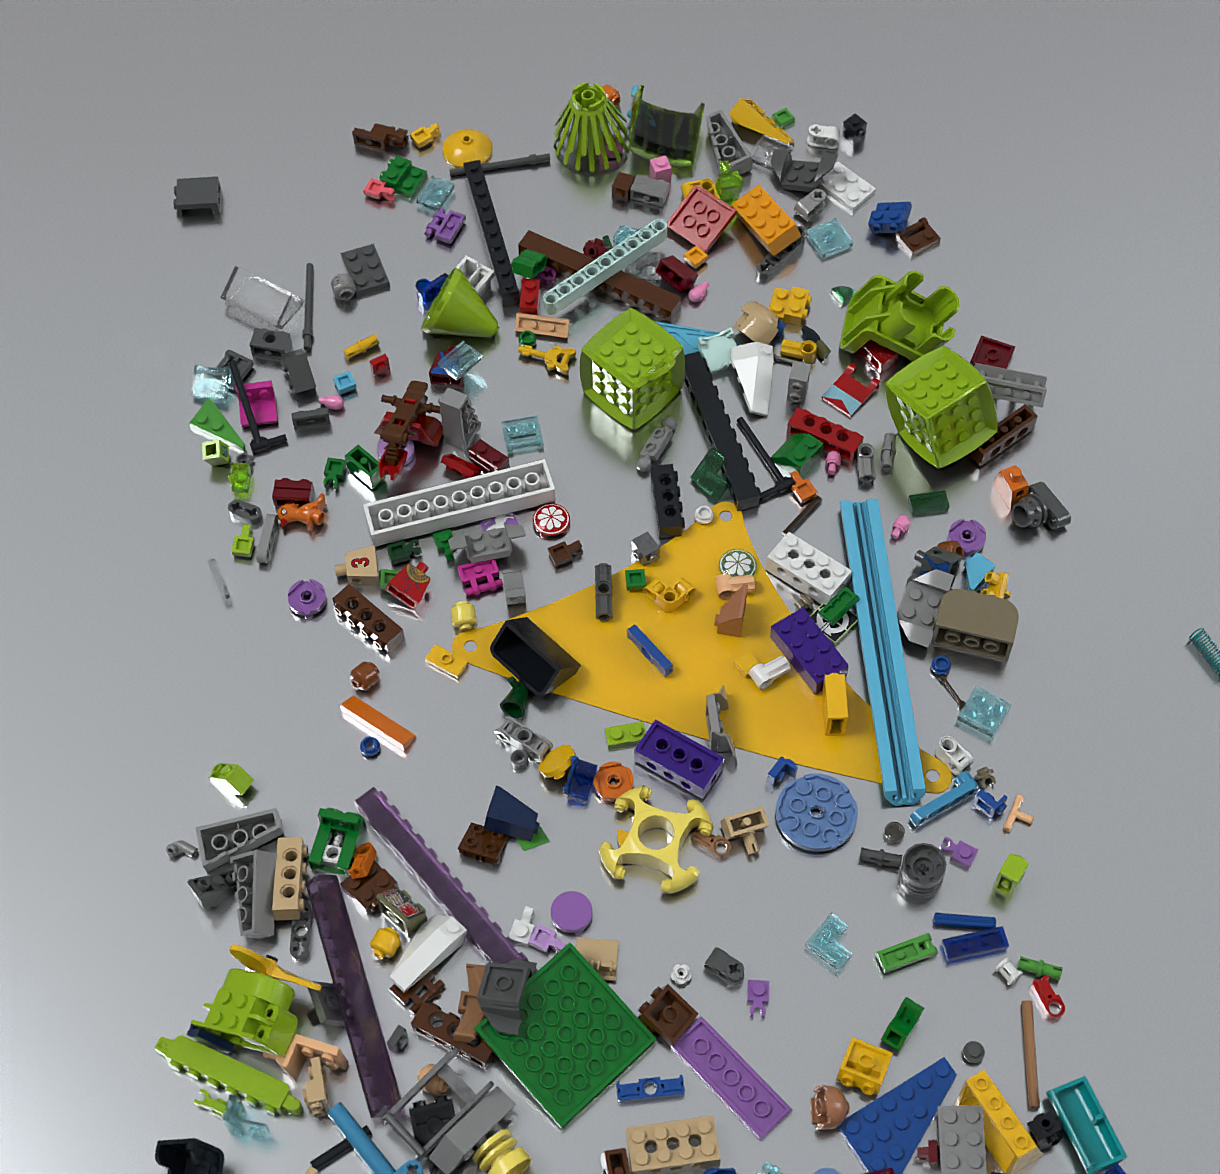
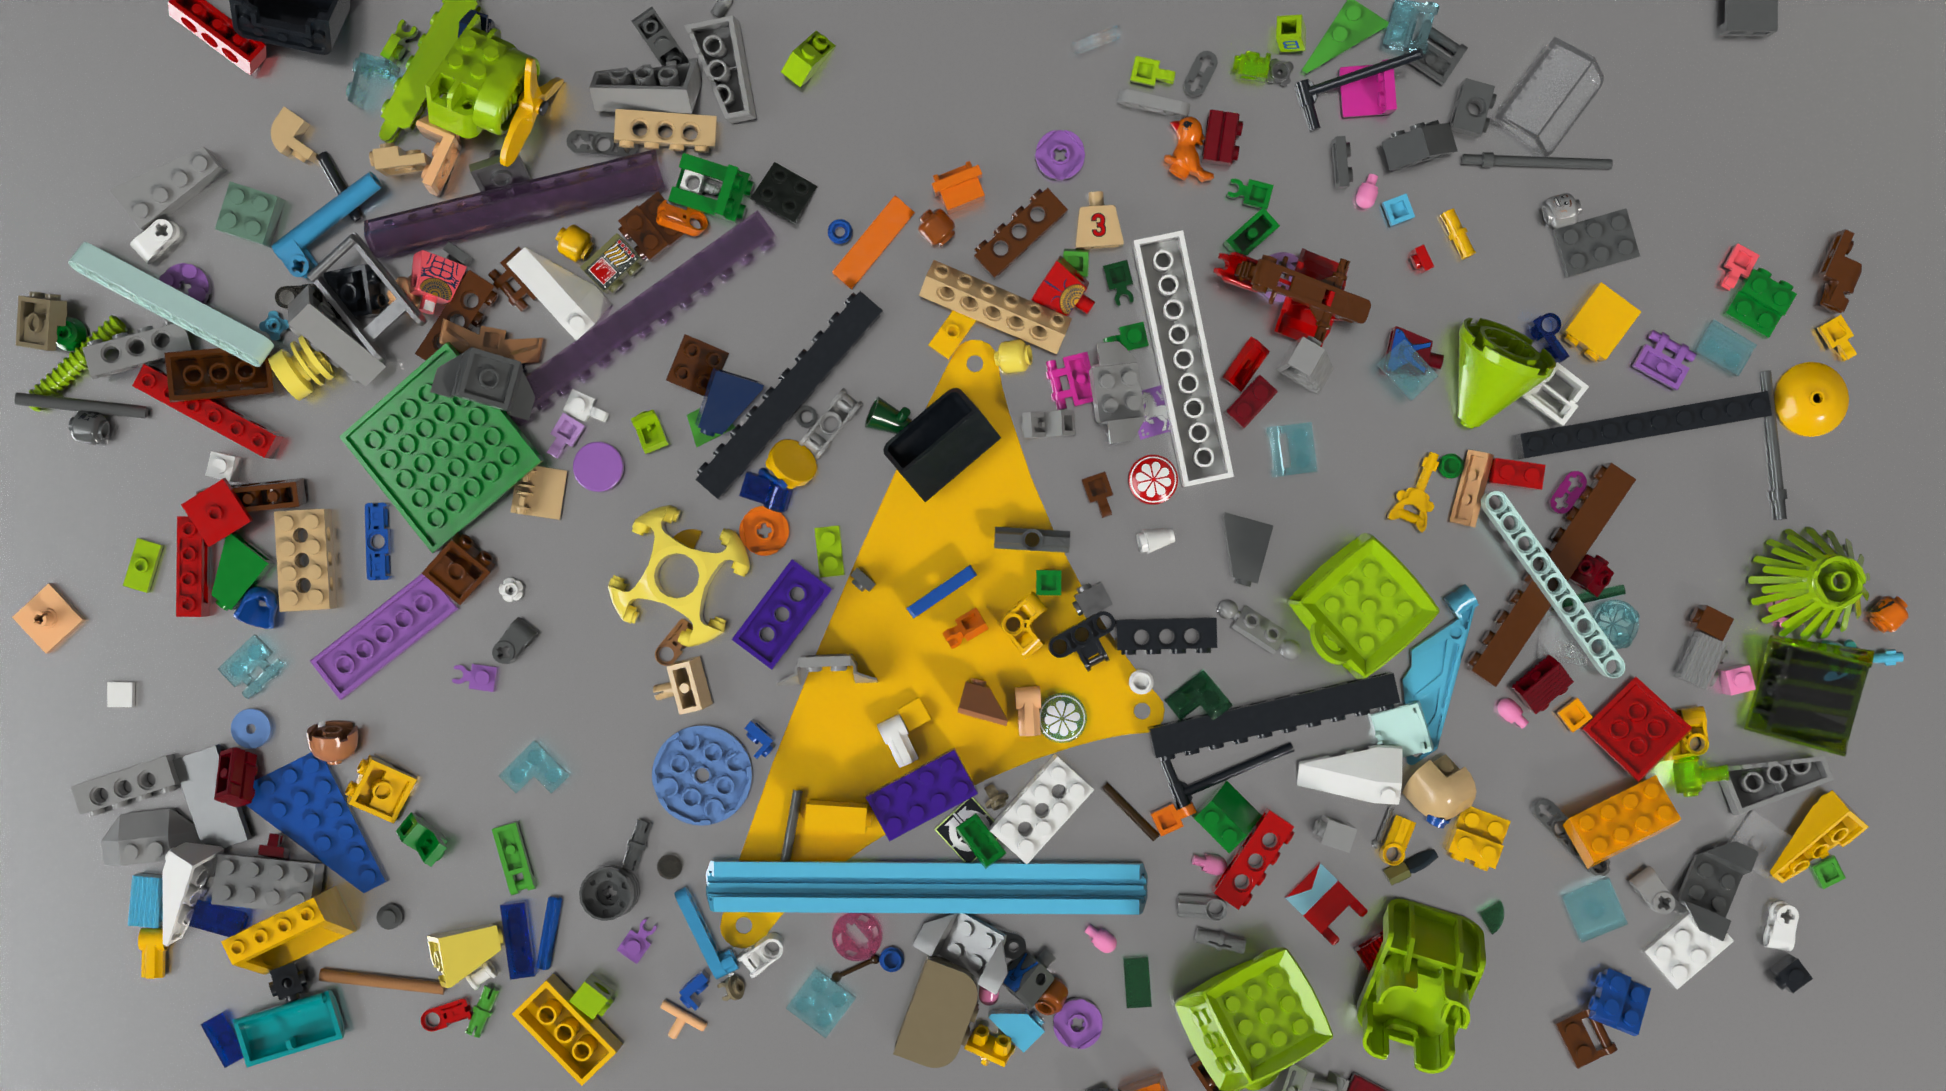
camera: 95 degrees right, 30 degrees up
(332, 659) = (959, 187): none -> orange plate
(341, 789) = (783, 193): none -> pearl dark grey hinge
(419, 1050) = (434, 279): none -> coral torso
(420, 260) = (1600, 322): none -> yellow brick
(425, 629) = (995, 307): none -> tan brick
(504, 771) = (789, 395): none -> black brick
(529, 263) = (1570, 475): green brick -> none
(539, 873) = (649, 431): none -> lime bracket
(596, 455) = (1246, 547): none -> dark grey slope
(596, 515) = (1154, 539): none -> white cone
(646, 705) = (862, 581): none -> dark grey plate
(674, 629) = (968, 626): none -> orange plate
(681, 546) = (1088, 647): none -> black piece
(847, 744) = (791, 825): none -> dark grey bar
(924, 703) = (865, 927): none -> clear pink piece
(993, 985) = (463, 951): none -> light yellow slope
(1041, 895) = (566, 1031): none -> yellow brick

